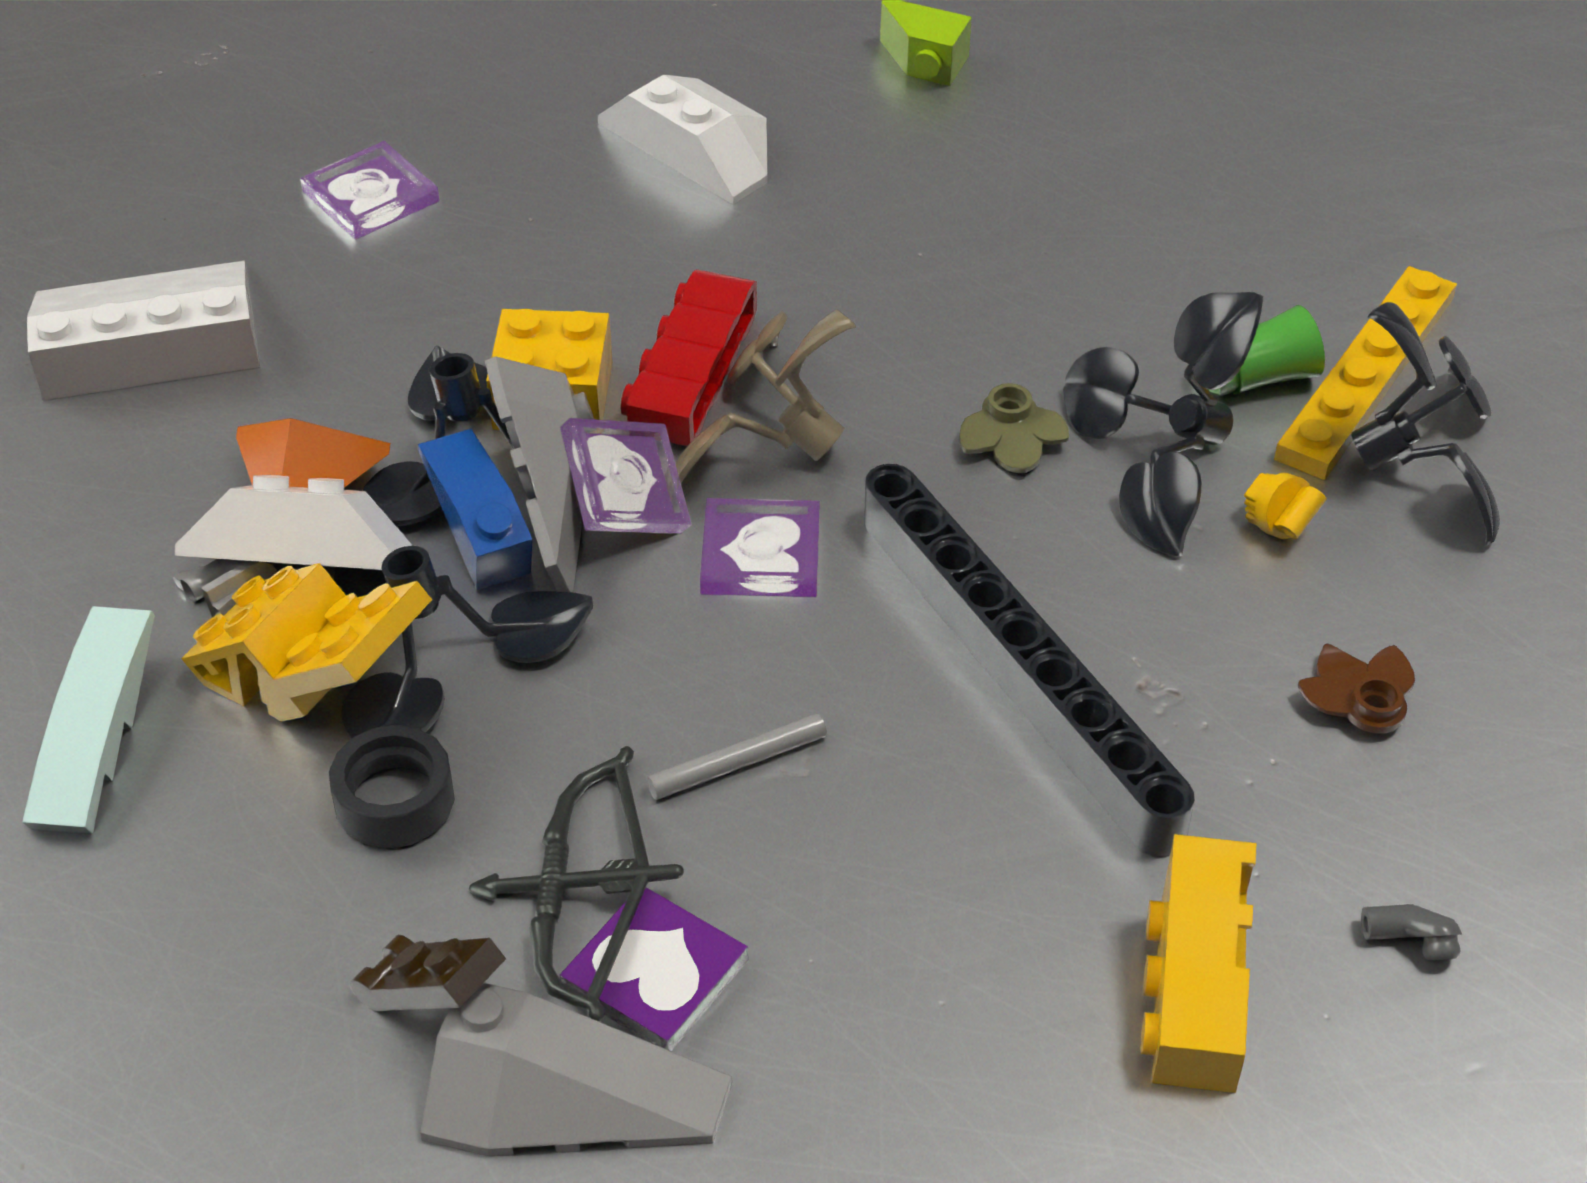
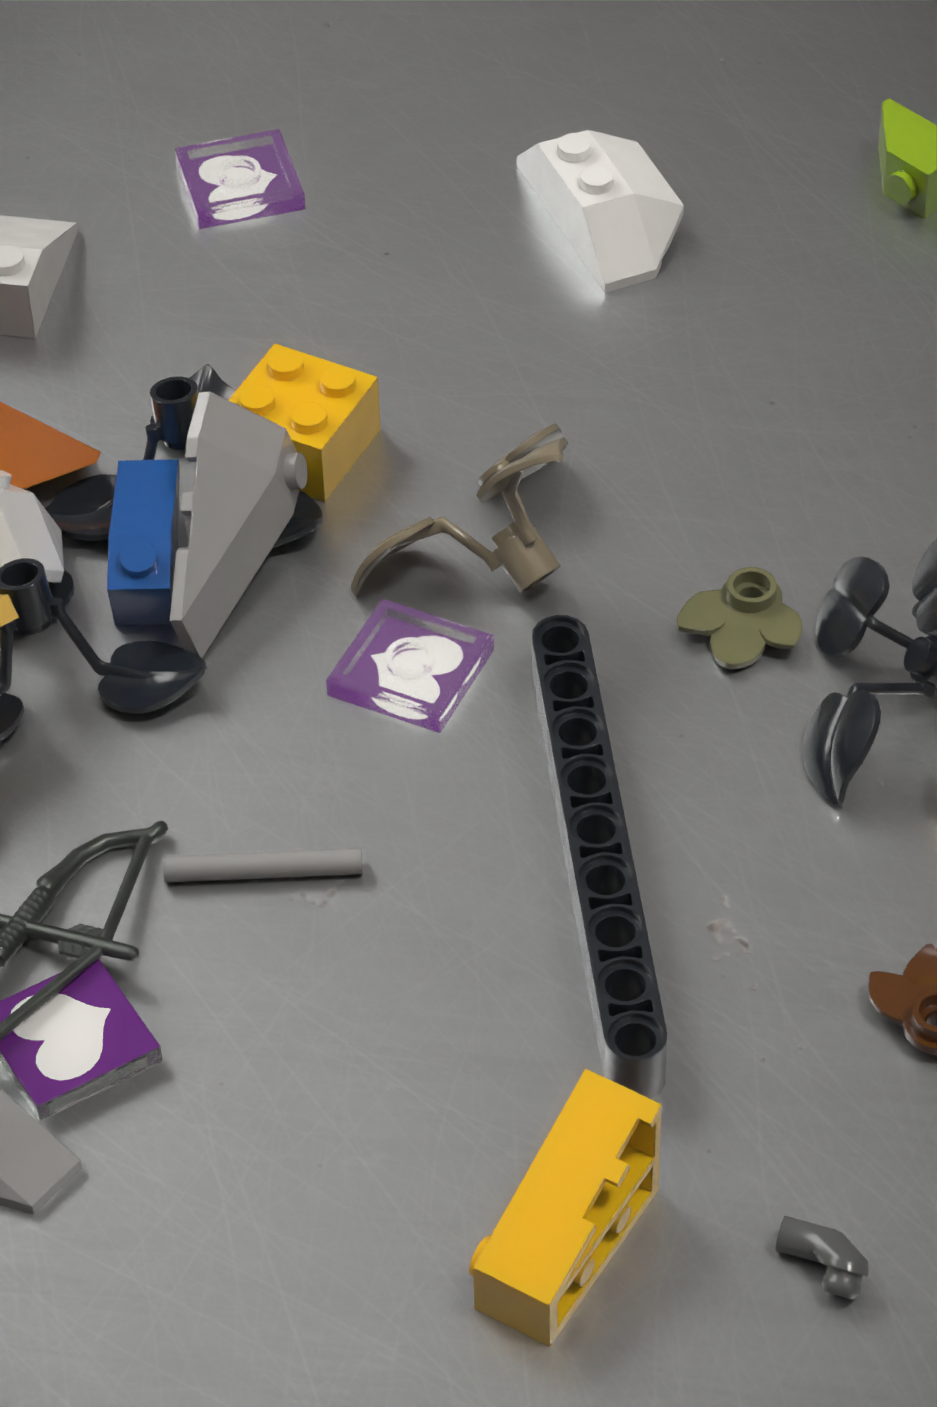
camera: 25 degrees right, 0 degrees up
(625, 476) = (300, 552): clear tile -> none
(691, 354) = (447, 450): red brick -> none

